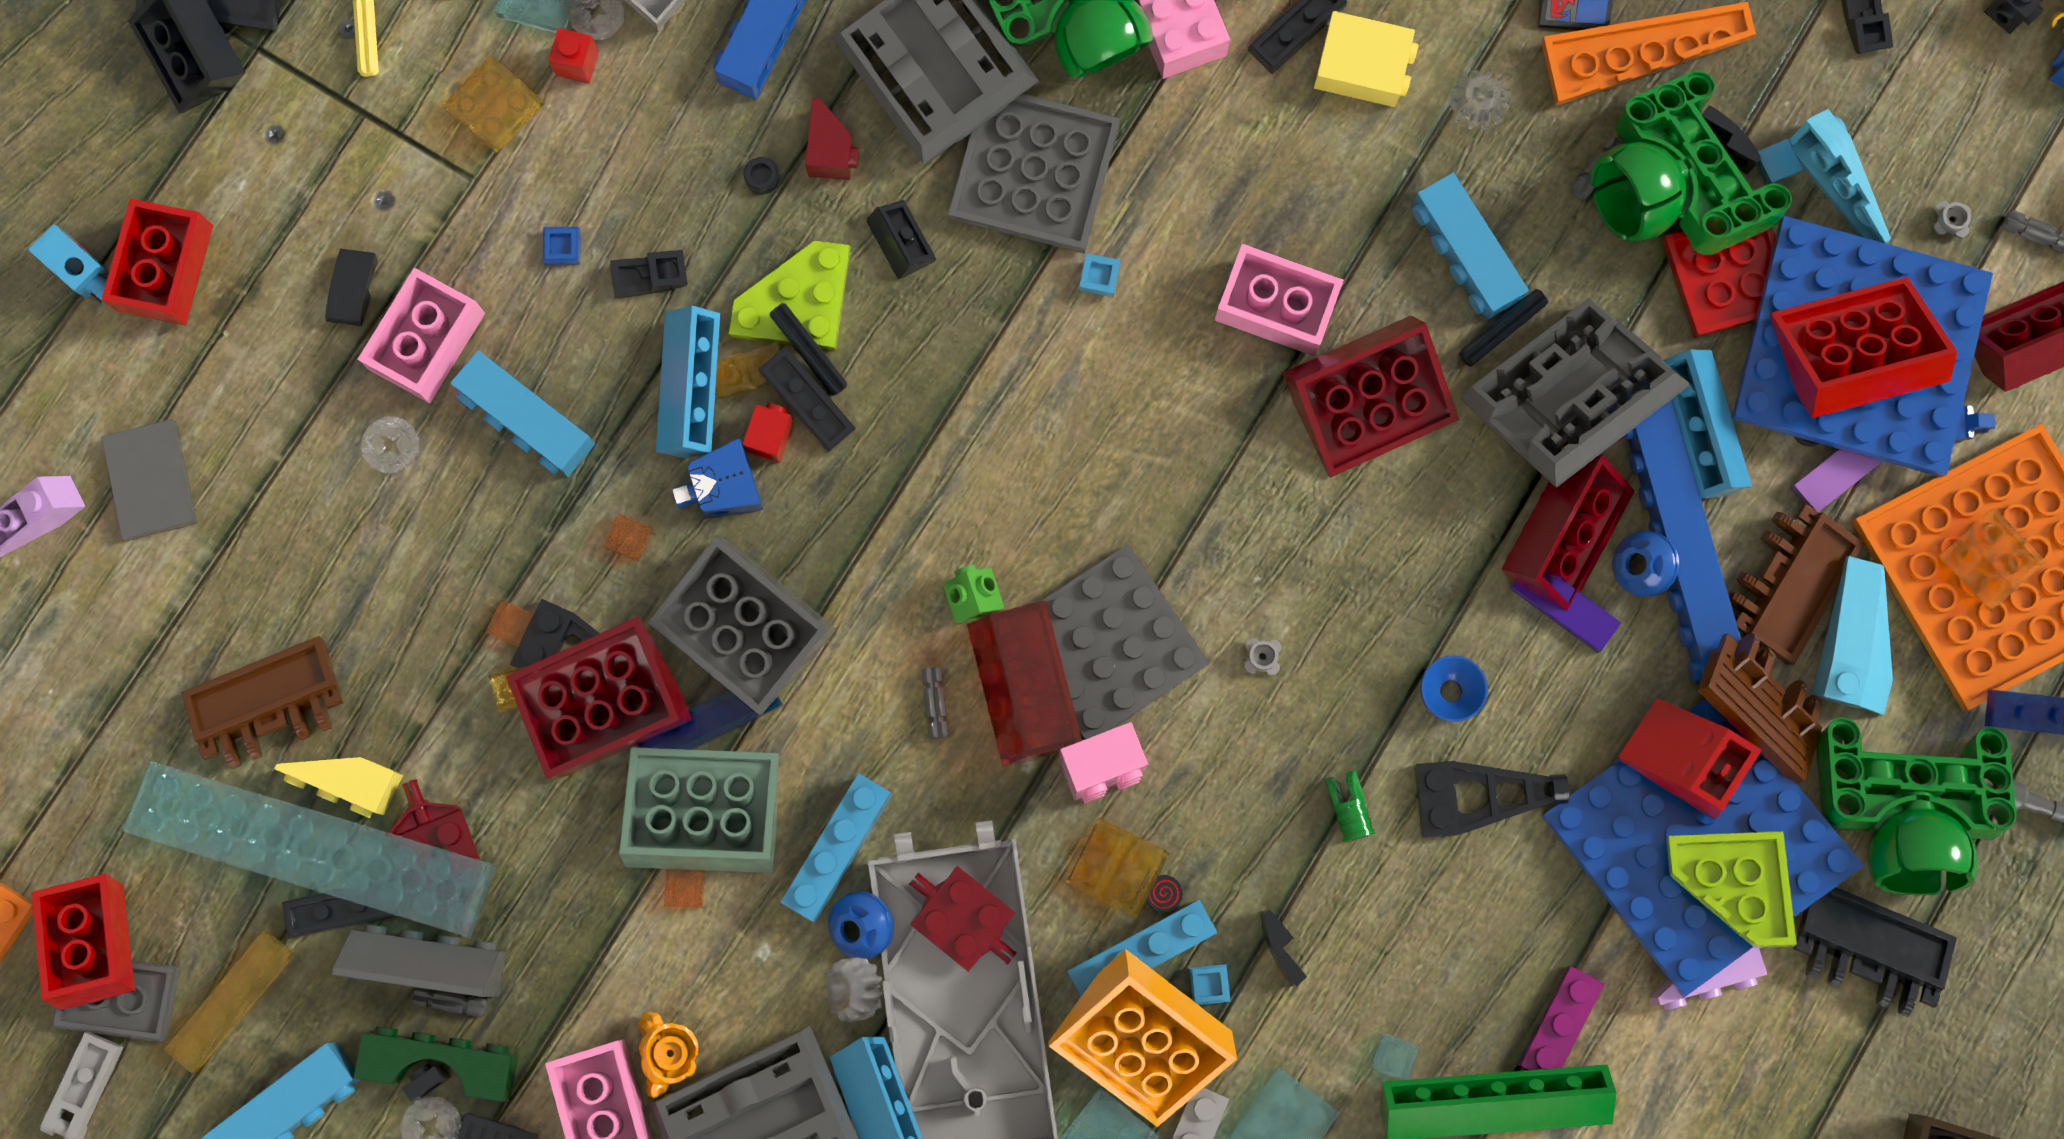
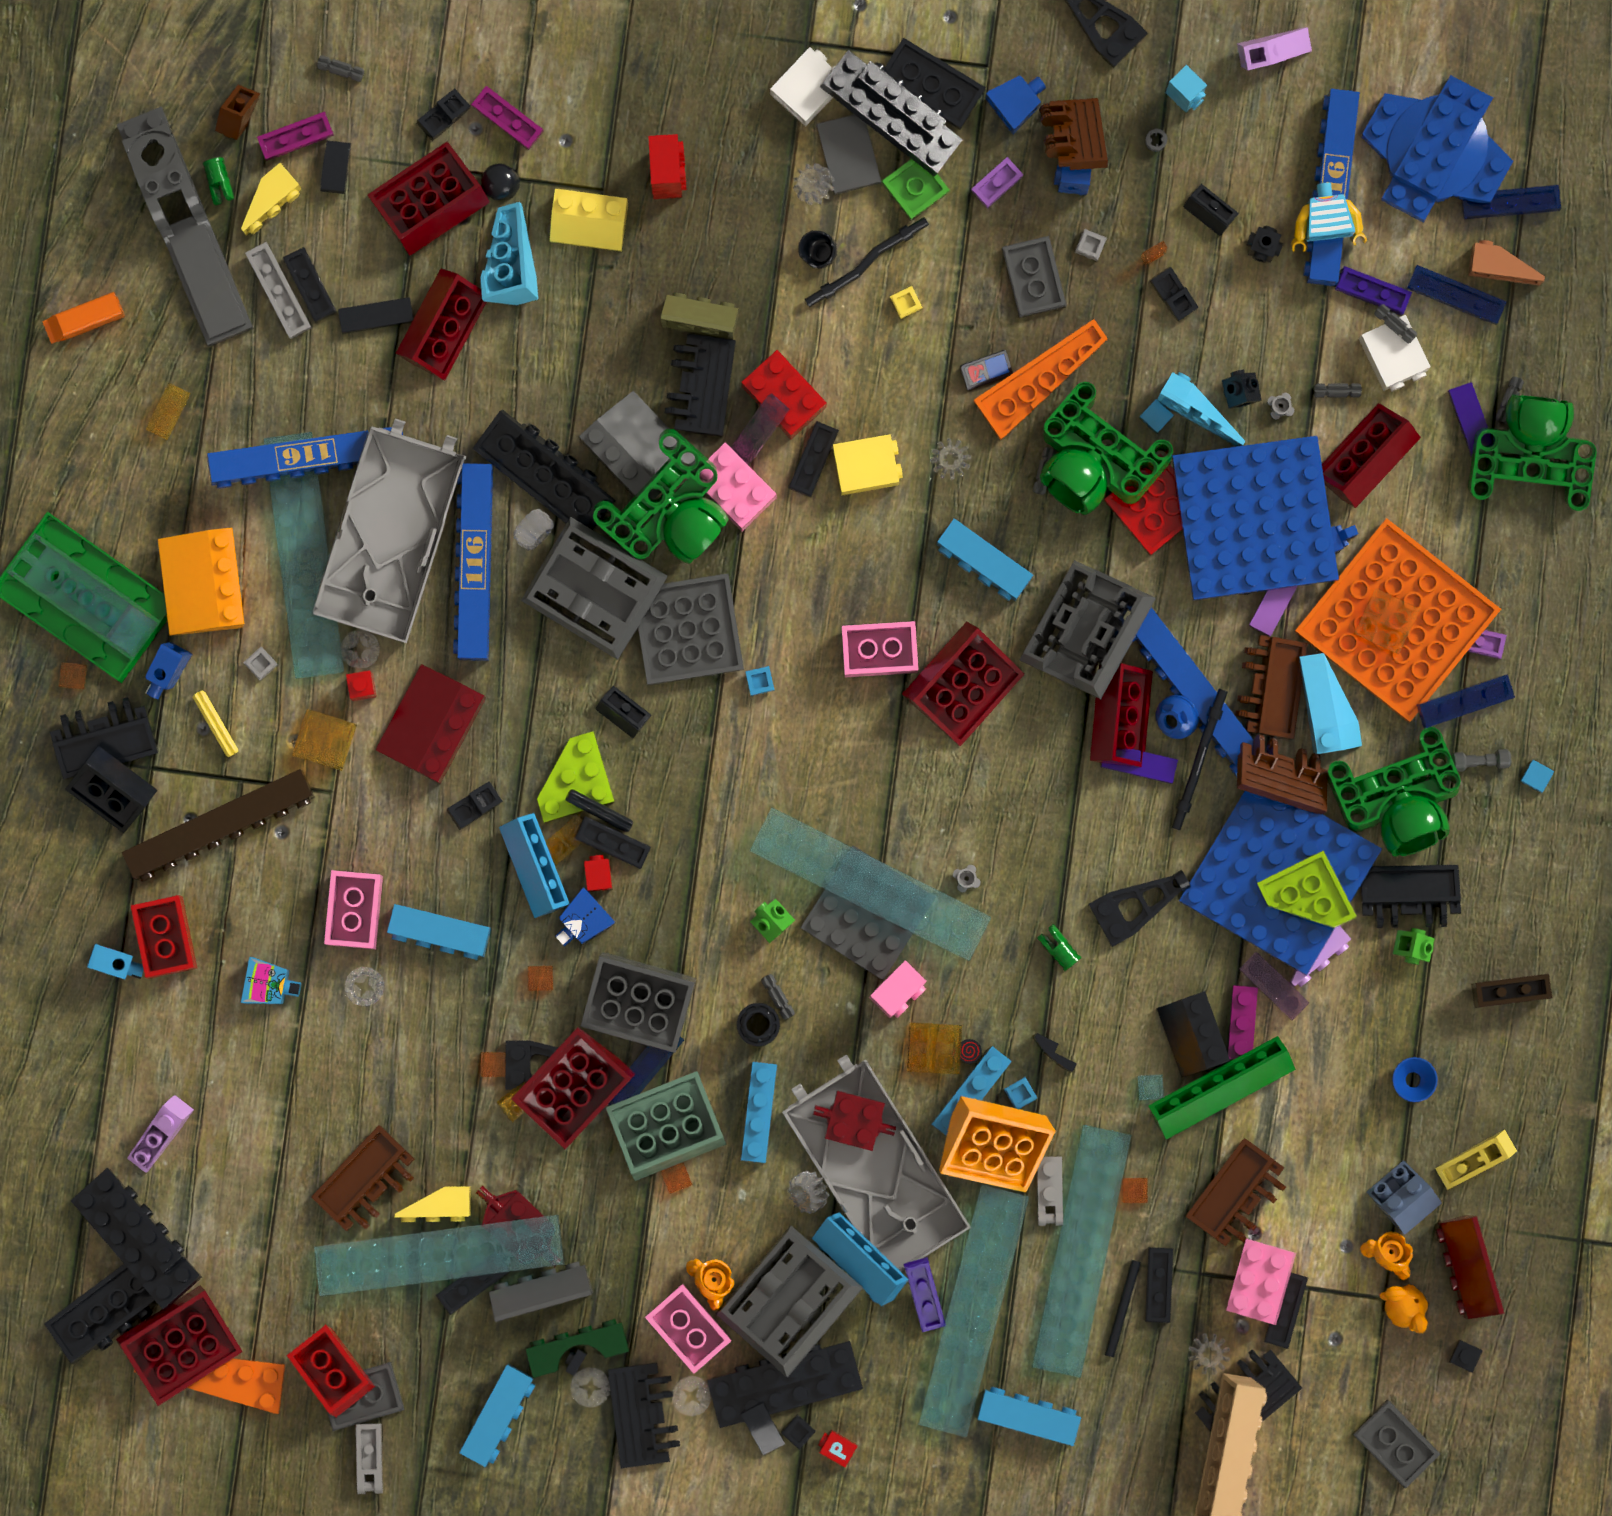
camera: 25 degrees left, 5 degrees up
(149, 480) = (223, 1075): dark grey tile -> none
(229, 1002) = (432, 1368): clear yellow plate -> none
(263, 383) = (267, 983): none -> torso
(302, 152) = (217, 825): none -> dark brown brick
(349, 287) = (290, 897): black slope -> none
(449, 1002) = (566, 1308): dark grey axle -> none
(561, 245) = (410, 811): blue tile -> none
(643, 146) = (431, 723): none -> dark red slope
(761, 175) = (516, 709): black tile -> none
(829, 145) = (551, 672): dark red slope -> none
(872, 919) = (799, 1144): blue piece -> none
(880, 706) = (747, 1013): none -> black piece
(1024, 683) = (828, 962): clear red slope -> none
(1129, 606) = (870, 884): none -> clear light blue plate
(1469, 679) = (1101, 838): blue piece -> none
(1487, 1009) = (1193, 1034): none -> black slope
(1503, 327) = (1027, 602): black axle -> none
(1628, 992) = (1273, 986): none -> clear purple plate
(1689, 756) = (1250, 828): red slope -> none
(1702, 580) = (1215, 714): none -> black bar
(1708, 427) = (1179, 612): dark azure brick -> none
(1732, 139) = (1125, 420): black slope -> none
(1852, 1023) = (1413, 946): none -> bright green brick
(1863, 347) = (1252, 523): red slope -> none
(1910, 172) = (1241, 389): none -> black brick

